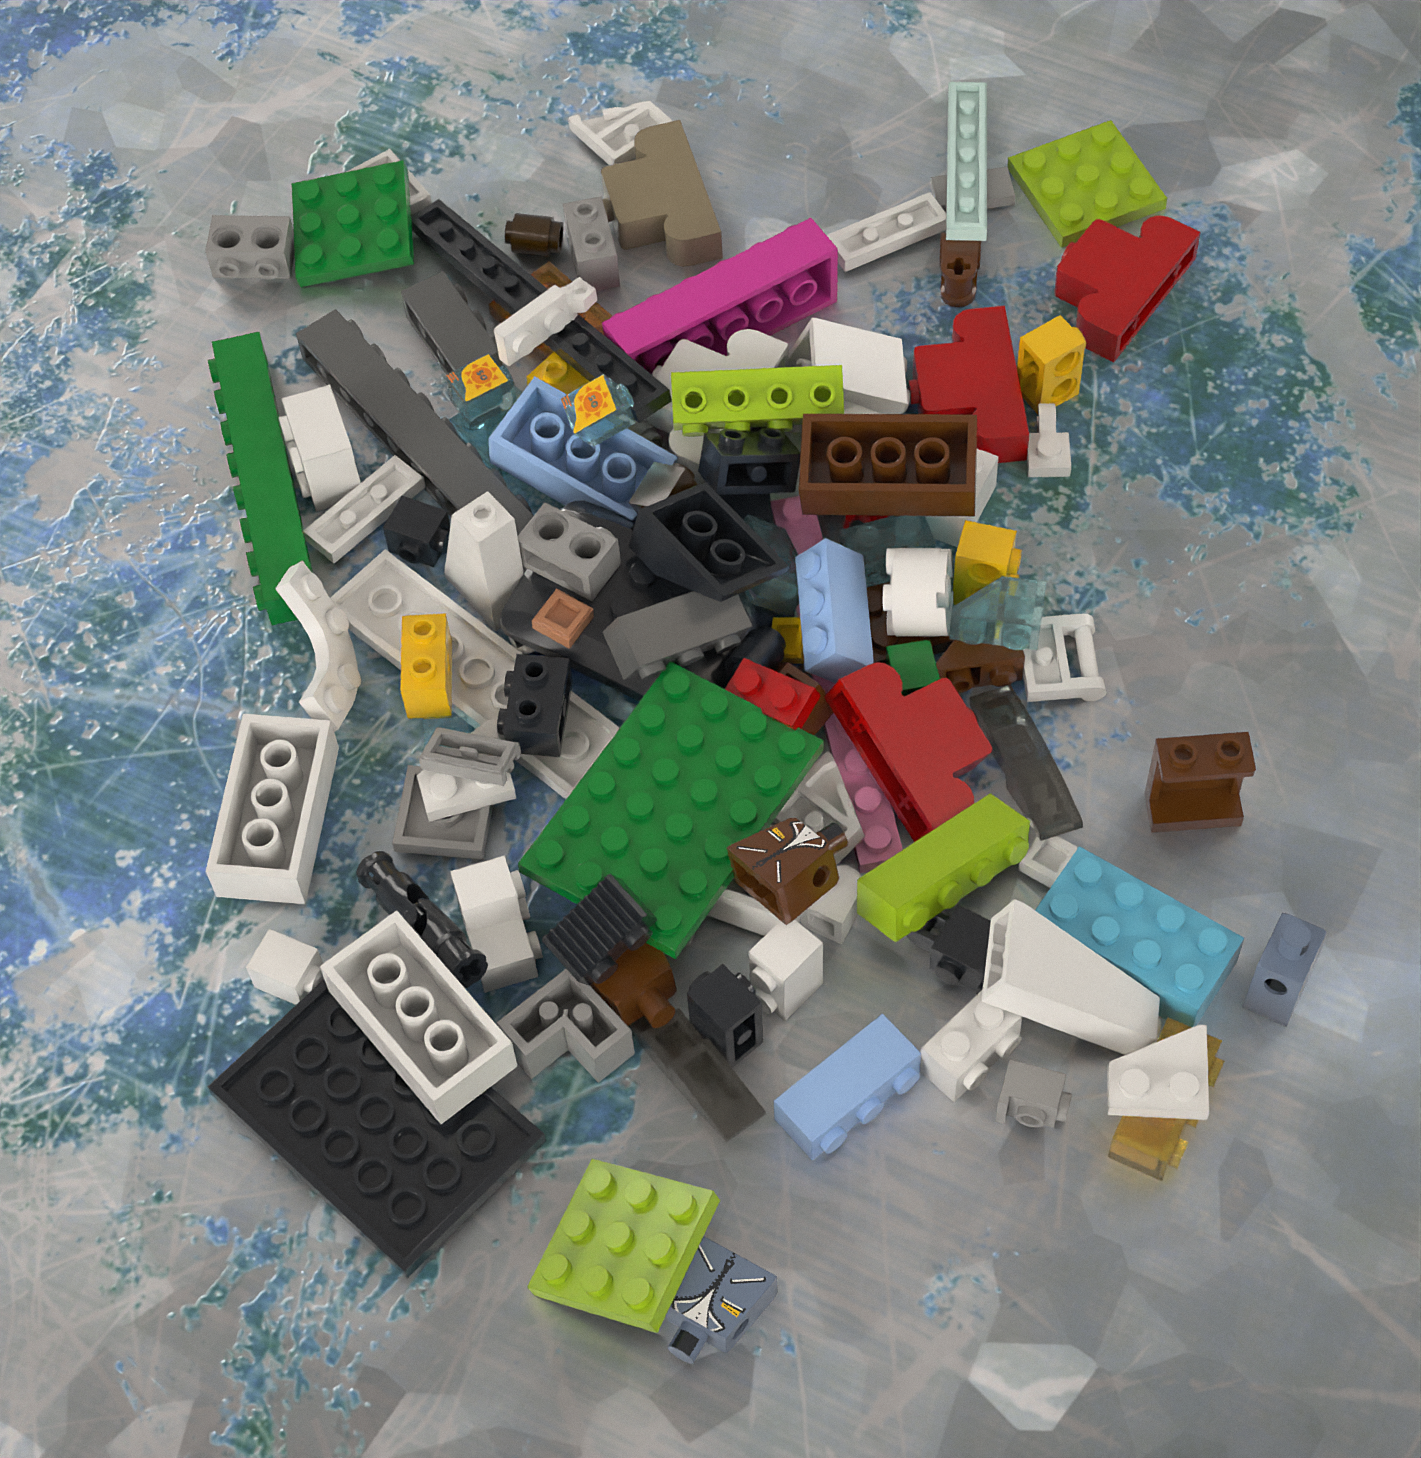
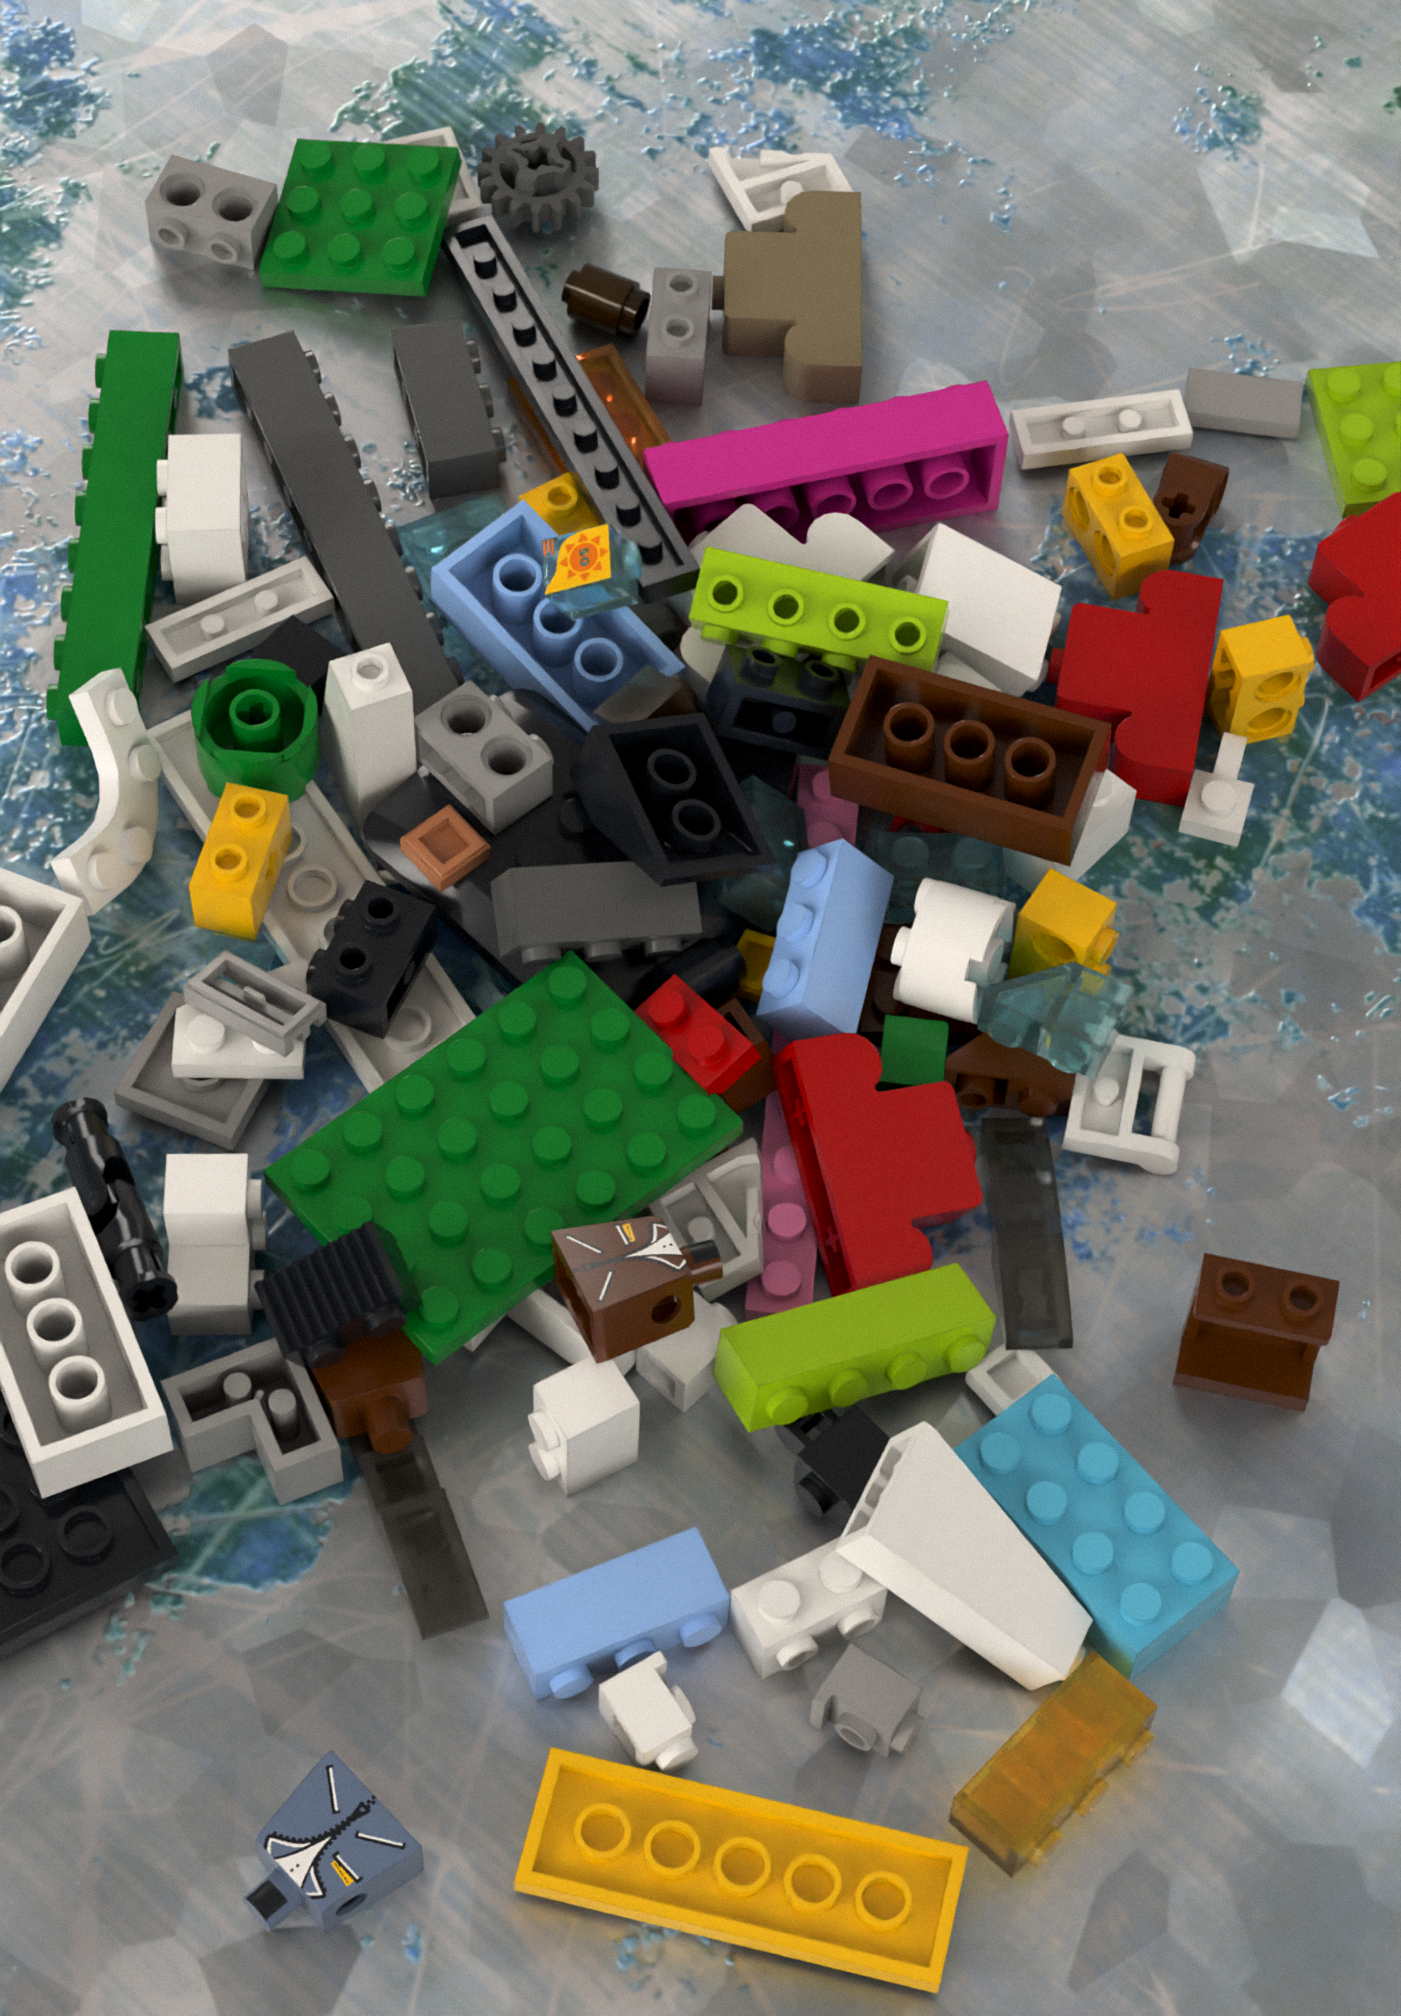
camera: 10 degrees right, 0 degrees up
(407, 576) = (257, 729): none -> green brick
(461, 166) = (538, 177): none -> dark grey gear
(480, 390) = (450, 497): clear light blue brick -> none
(541, 319) = (561, 422): white hinge -> none
(624, 1244) = (232, 1739): lime plate -> none
(726, 1012) = (480, 1463): black brick -> none
(893, 1148) = (649, 1717): none -> white brick
(921, 290) = (1116, 524): none -> yellow brick
(967, 161) = (1245, 360): light aqua tile -> none
(988, 1228) = (742, 1869): none -> yellow plate
(1162, 1078) = (1052, 1734): white wing -> none
(1289, 959) = (1297, 1623): sand blue torso -> none

